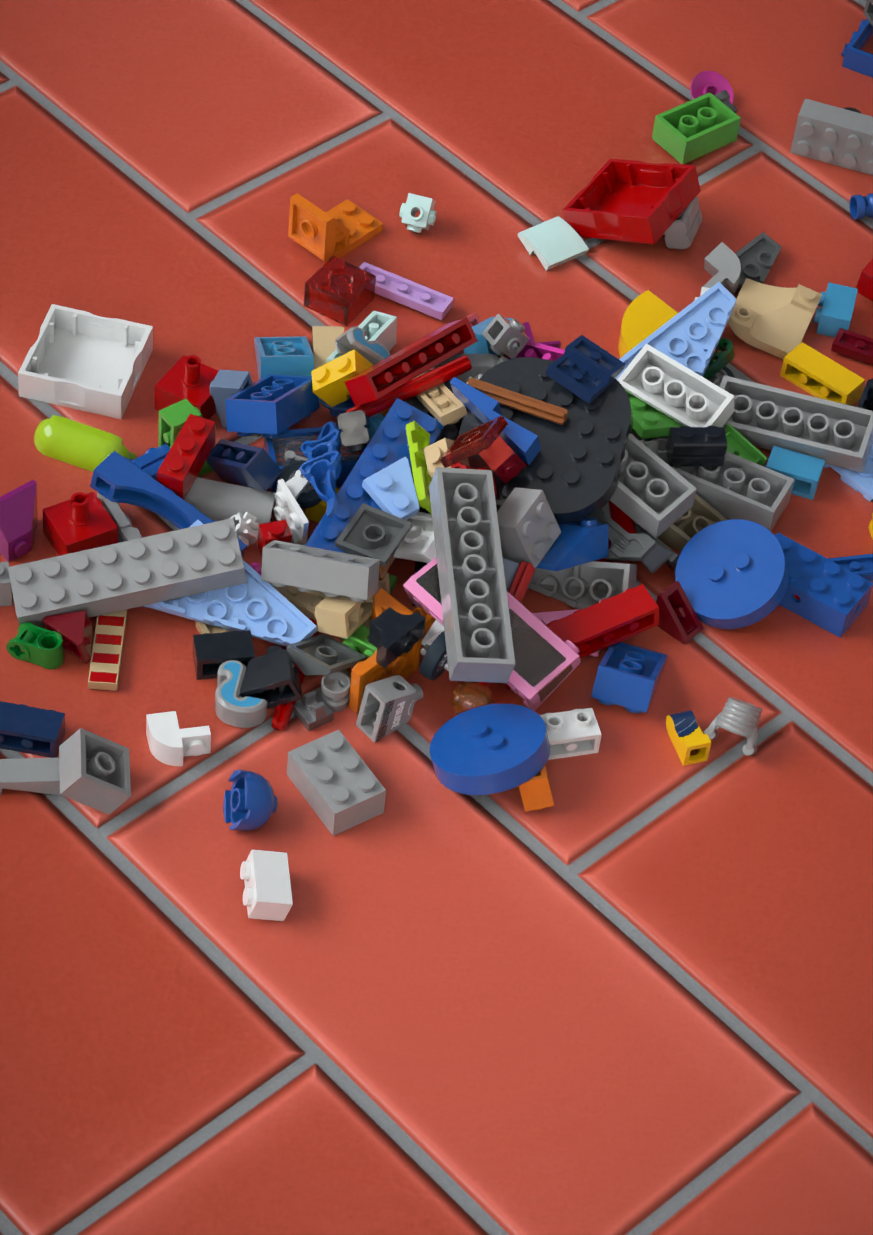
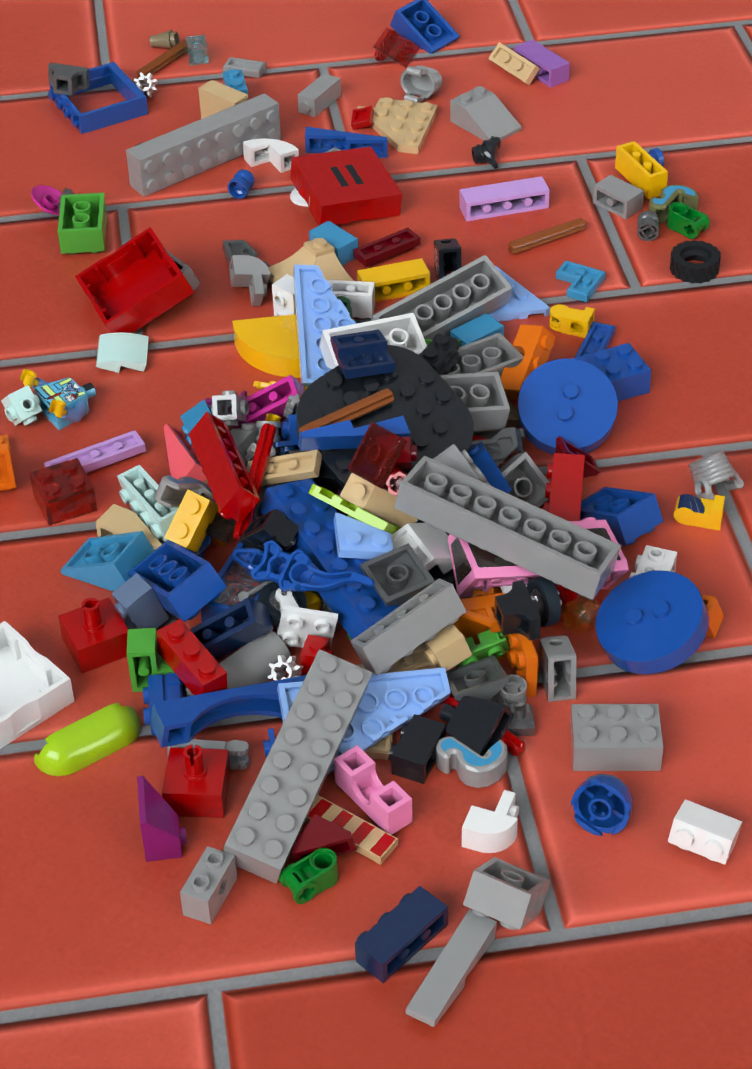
camera: 50 degrees left, 5 degrees down
(143, 654) = (386, 805): none -> bright pink arch
(451, 232) = (60, 400): none -> torso
(759, 356) = (360, 295): none -> white brick
(784, 512) = (535, 345): none -> orange arch

